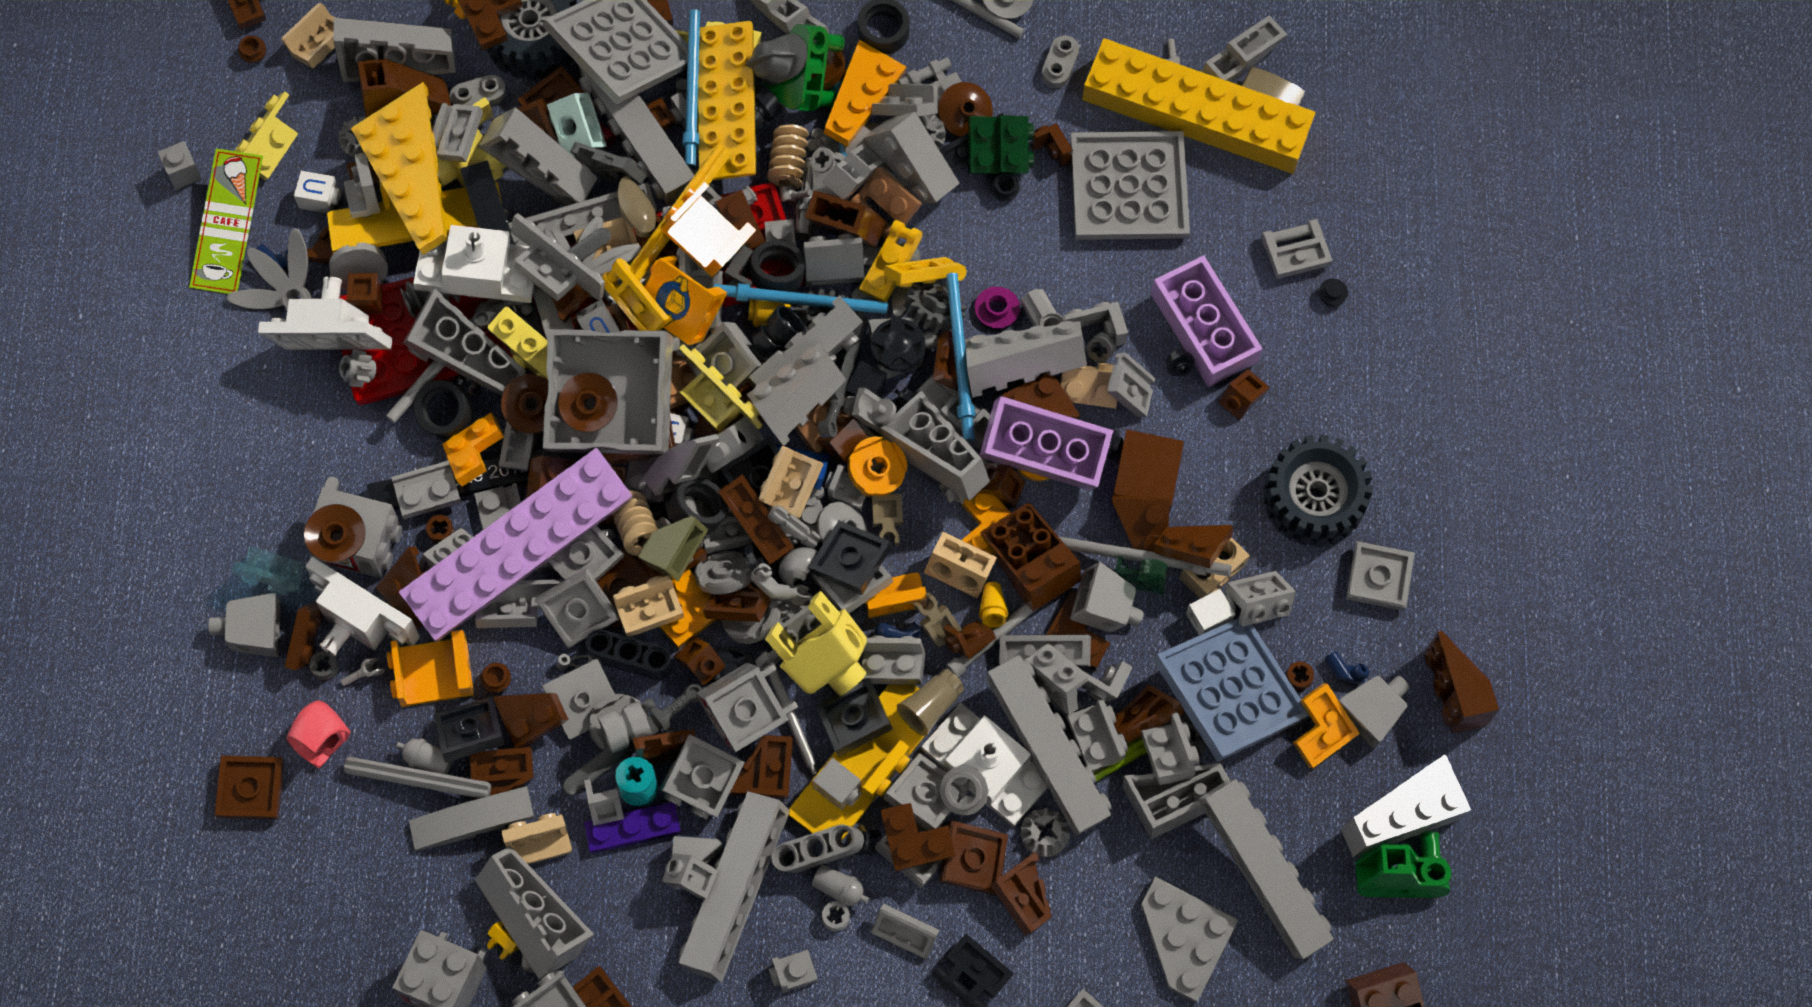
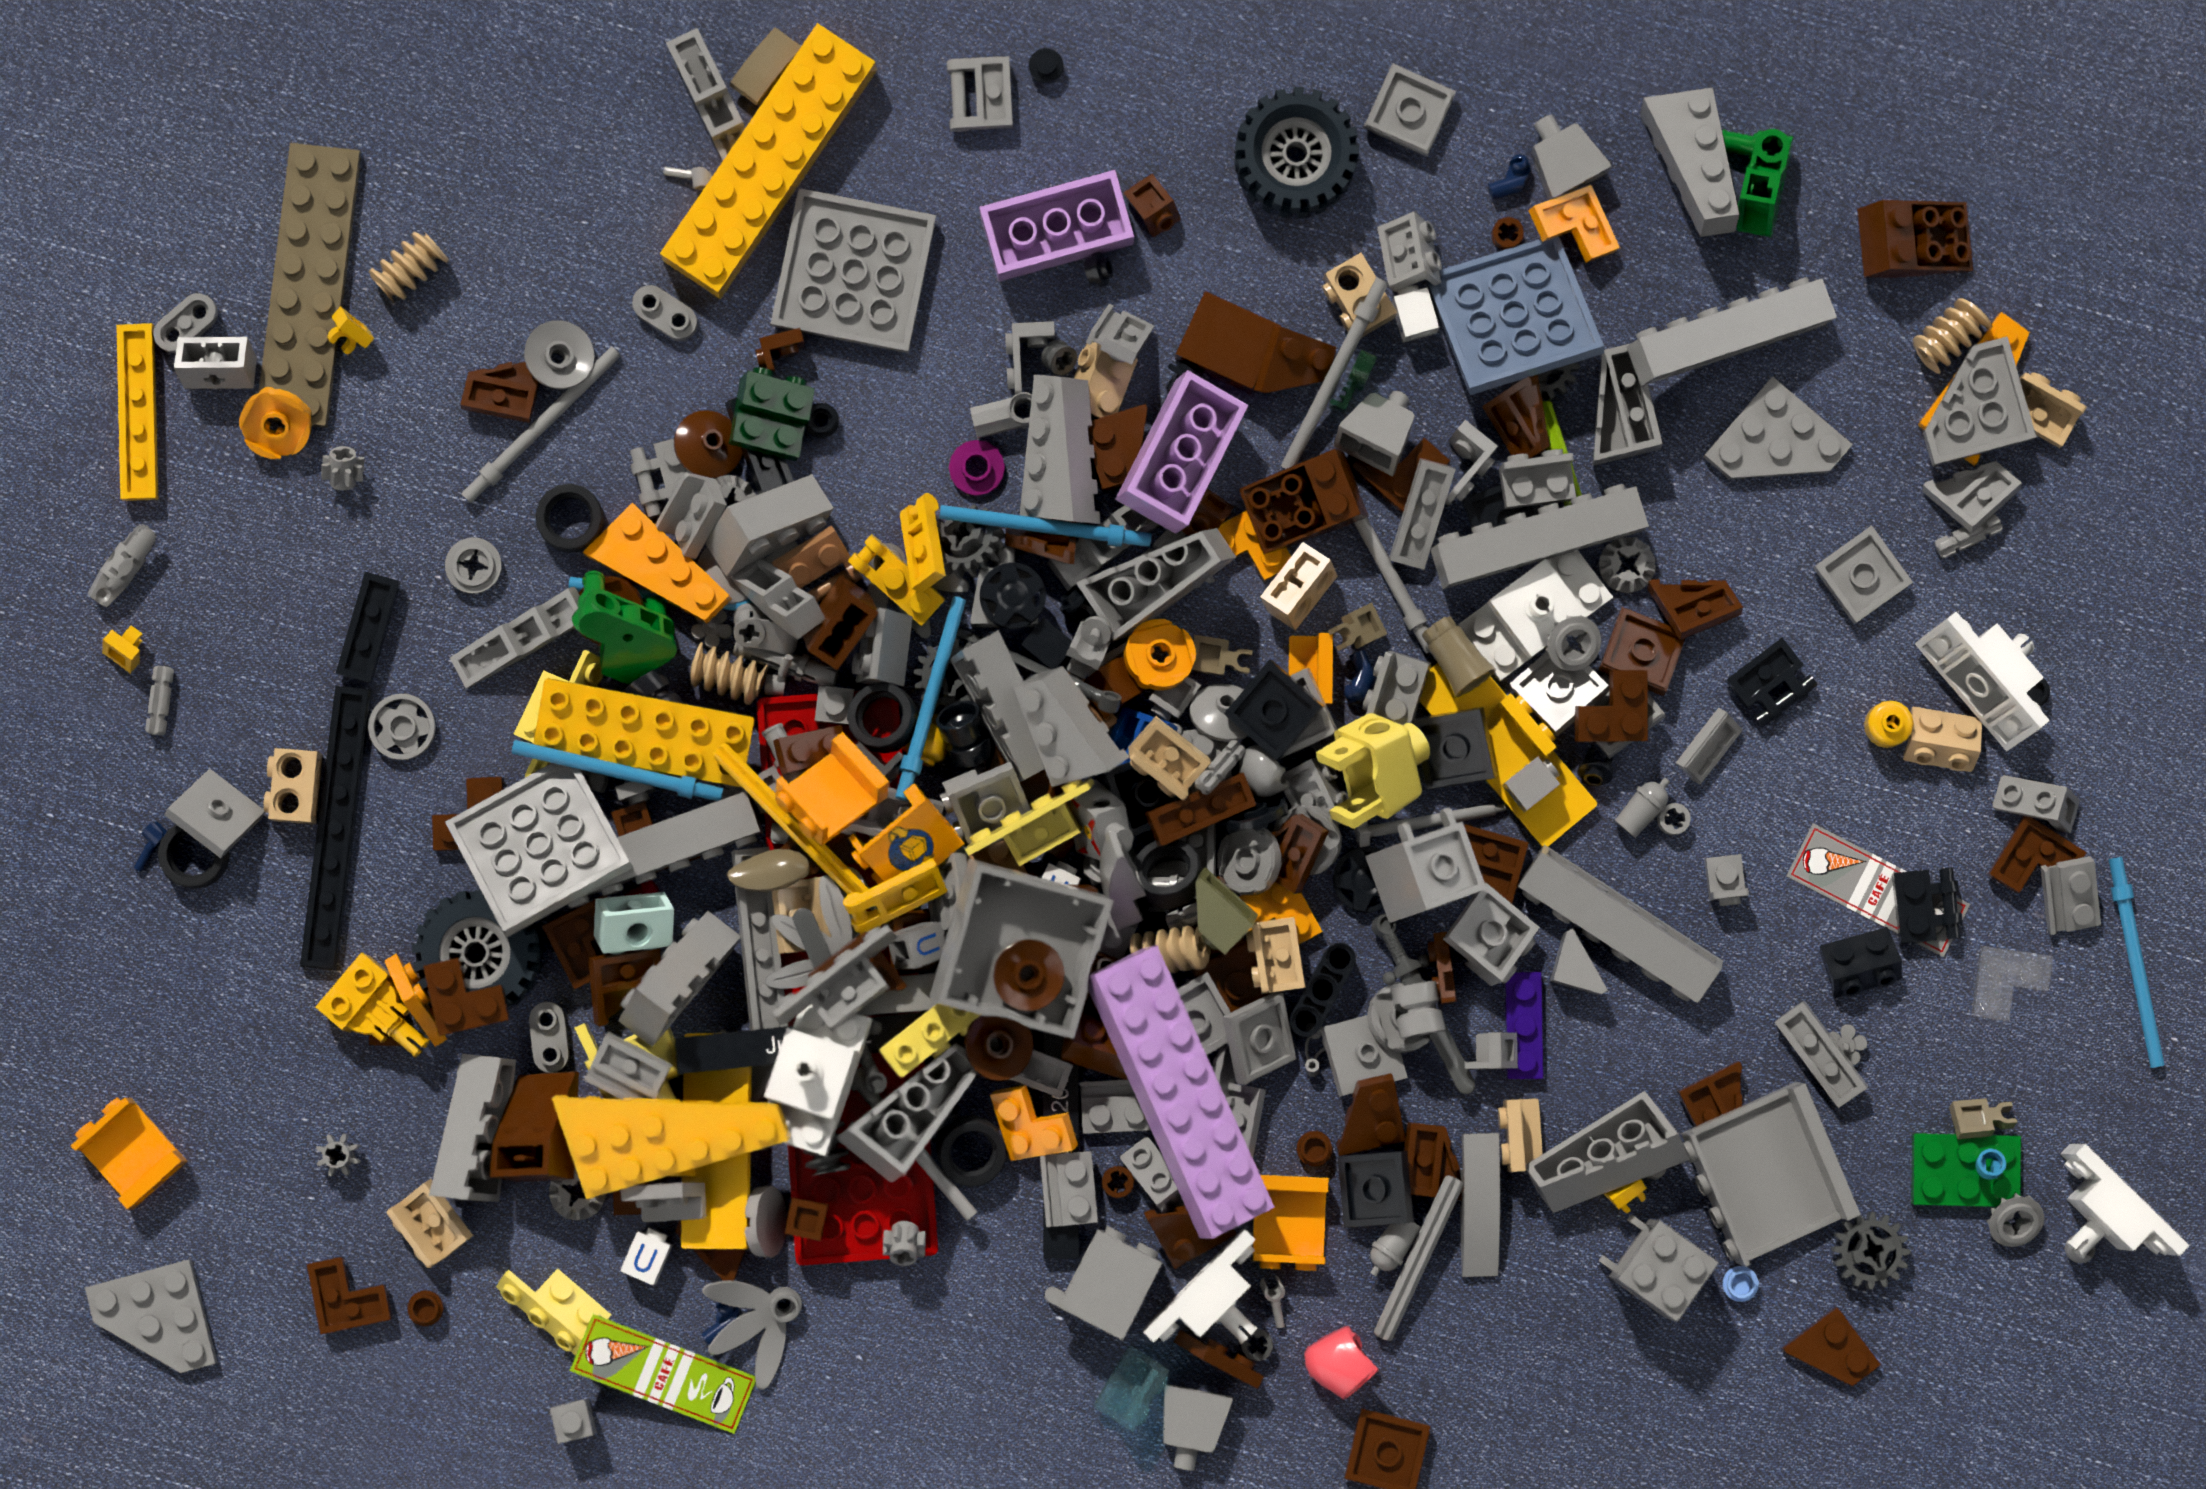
camera: 80 degrees left, 15 degrees up
(325, 324) = (842, 1269): white brick -> none
(332, 520) = (1127, 1320): reddish brown dish -> none
(607, 165) = (699, 892): dark grey wing -> none
(638, 770) = (1484, 995): teal piece -> none
(690, 875) = (1604, 970): light grey bracket -> none
(700, 660) = (1345, 910): reddish brown bracket -> none
(762, 578) = (1294, 806): light grey arm -> none
(779, 59) = (611, 655): dark grey piece -> none
(803, 848) = (1603, 838): light grey beam -> none
(970, 639) = (1387, 596): reddish brown bracket -> none
(993, 607) = (1353, 559): yellow cone -> none
(1057, 677) = (1463, 506): light grey bracket -> none
(1170, 751) = (1578, 402): light grey bracket -> none
(1194, 543) = (1339, 312): reddish brown wing -> none
(1461, 685) = (1576, 55): reddish brown slope -> none

